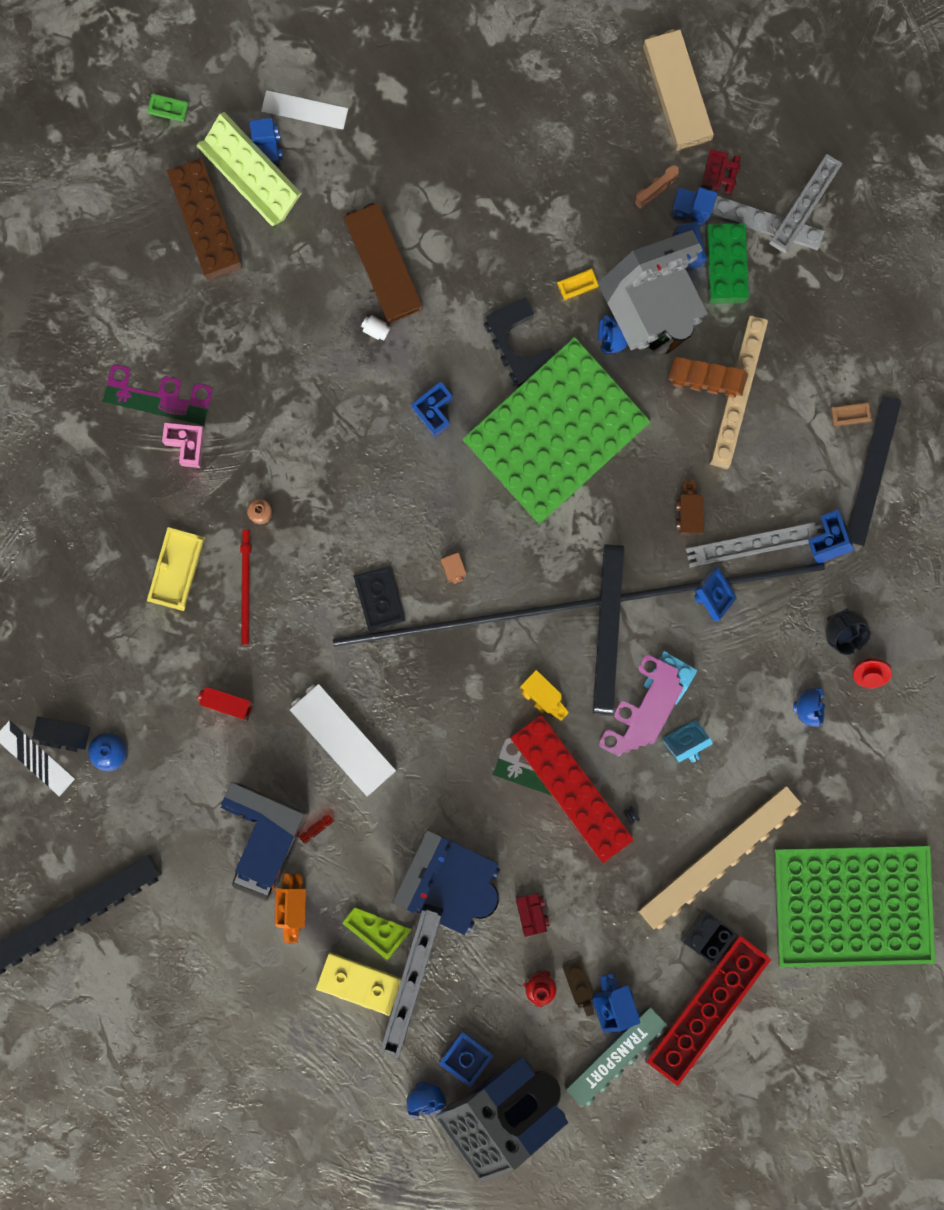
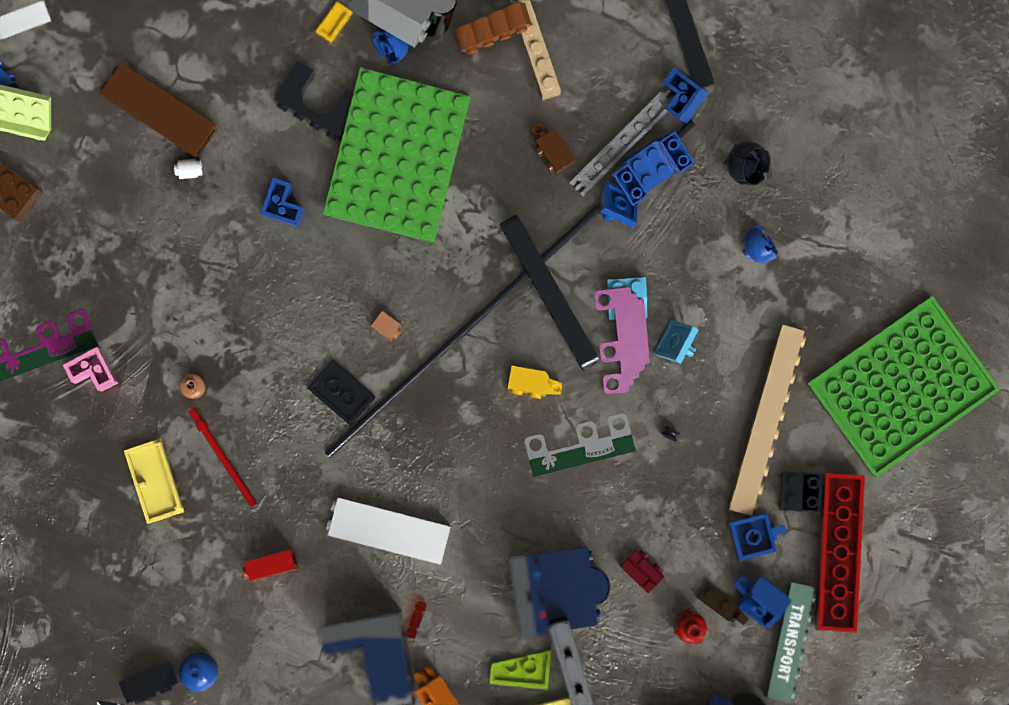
camera: 25 degrees left, 0 degrees up
(571, 789) = (606, 445): red brick -> none
(649, 958) = (765, 533): none -> blue hinge
(764, 580) = (652, 166): none -> blue slope
(872, 673) = (791, 184): red piece -> none

